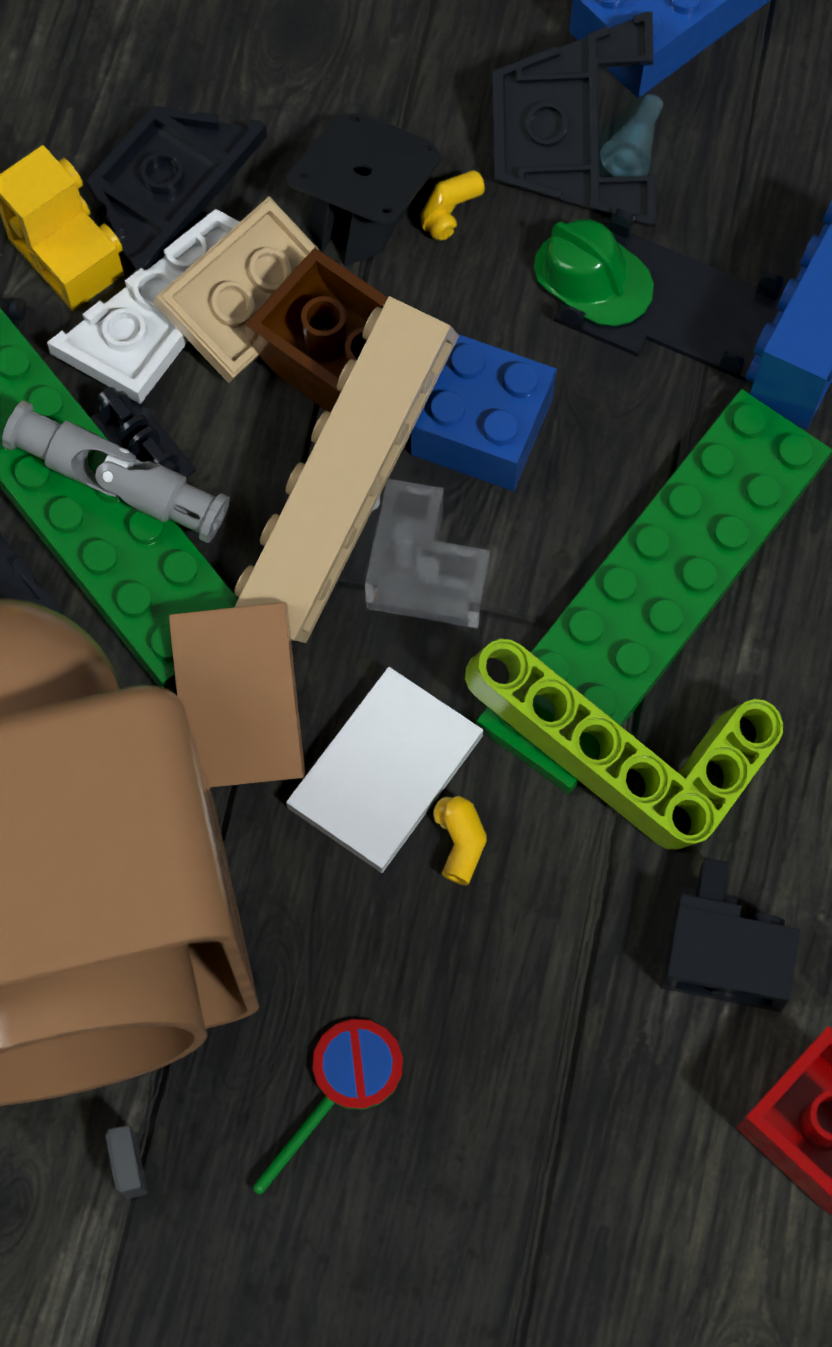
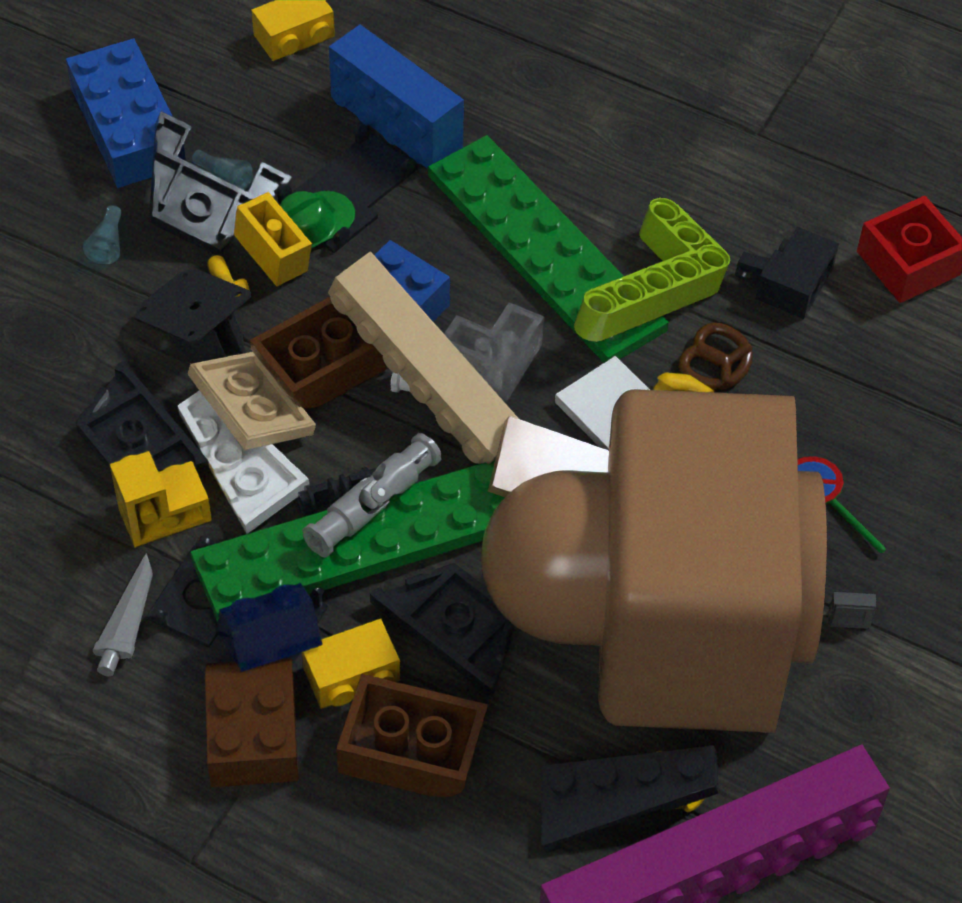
camera: 75 degrees left, 15 degrees down
(462, 41) = (103, 242): none -> clear light blue cone
(517, 227) = (272, 239): none -> yellow brick
(534, 874) = (717, 357): none -> reddish brown piece

